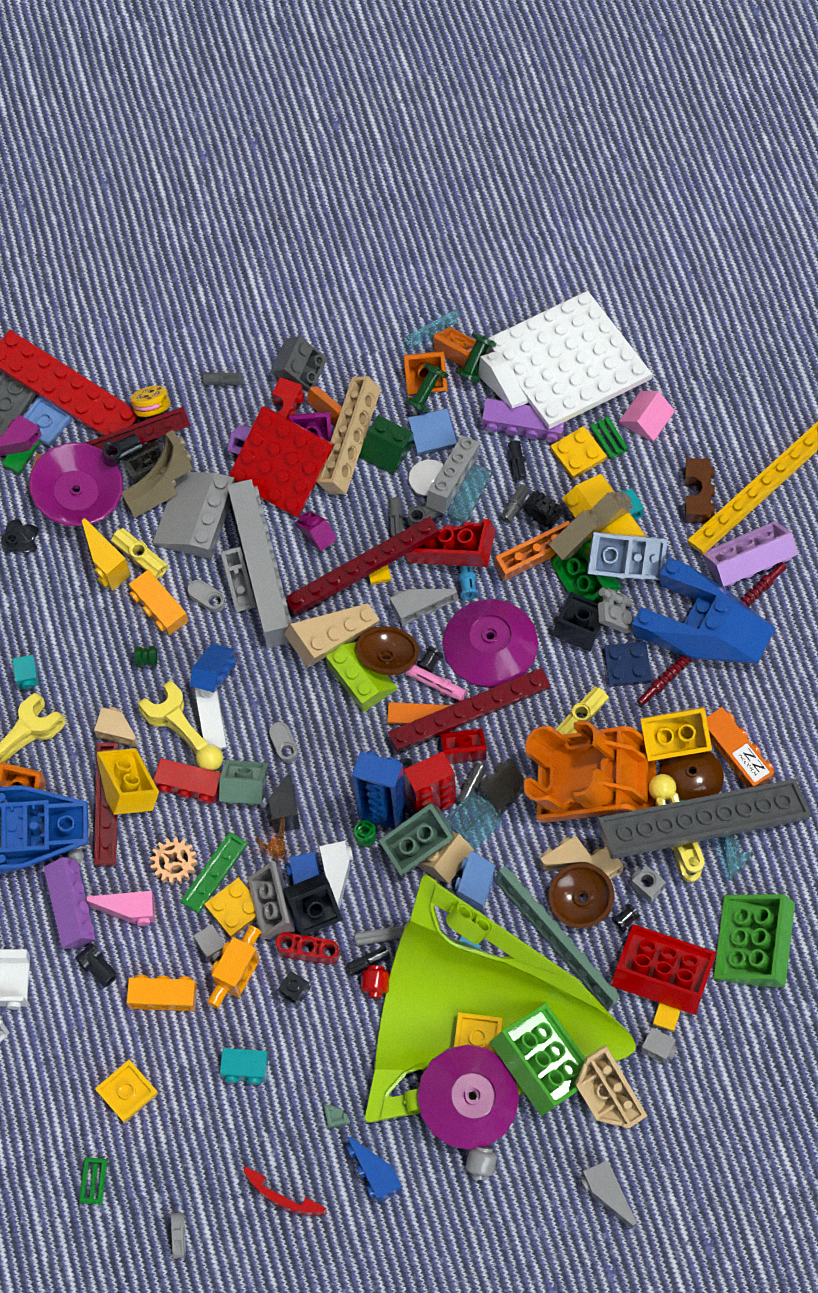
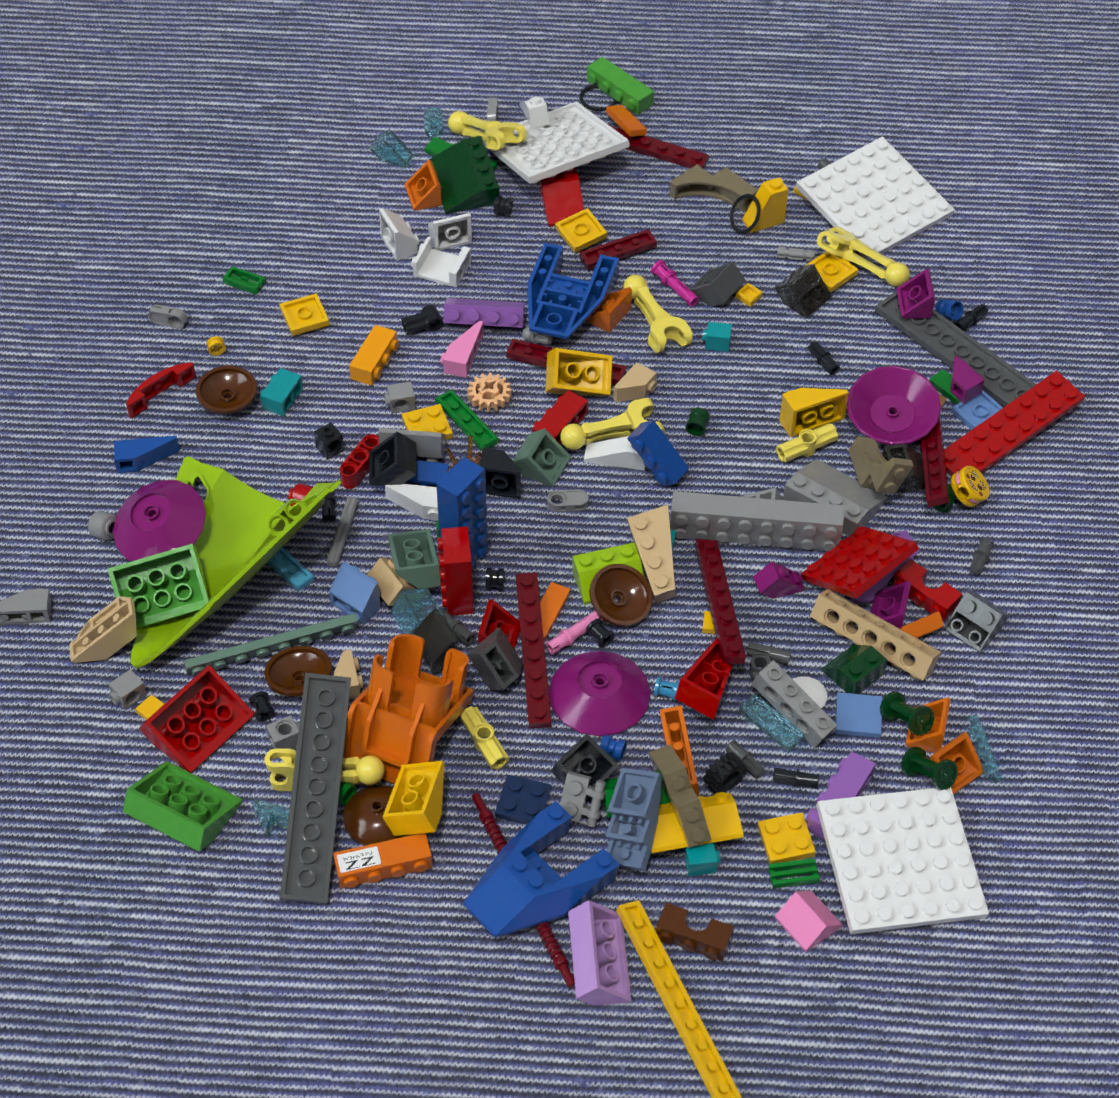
camera: 105 degrees right, 15 degrees down
(20, 571) = (824, 357): none -> black axle
(21, 535) = (857, 366): black plate -> none
(122, 448) = (917, 442): black piece -> none
(157, 603) = (748, 443): light orange brick -> none
(203, 593) = (747, 481): light grey piece -> none
(203, 1163) = (213, 341): none -> yellow bush
(234, 967) = (367, 401): light orange brick -> none
(265, 1102) = (226, 389): none -> reddish brown dish
(336, 1117) = (205, 444): sand green tile -> none
(420, 602) = (665, 637): light grey slope -> none
(477, 1030) = (215, 552): yellow plate -> none
(501, 379) = (893, 782): white slope -> none
(502, 727) = (496, 661): none -> dark grey slope
(548, 608) = (613, 747): none -> blue wheel

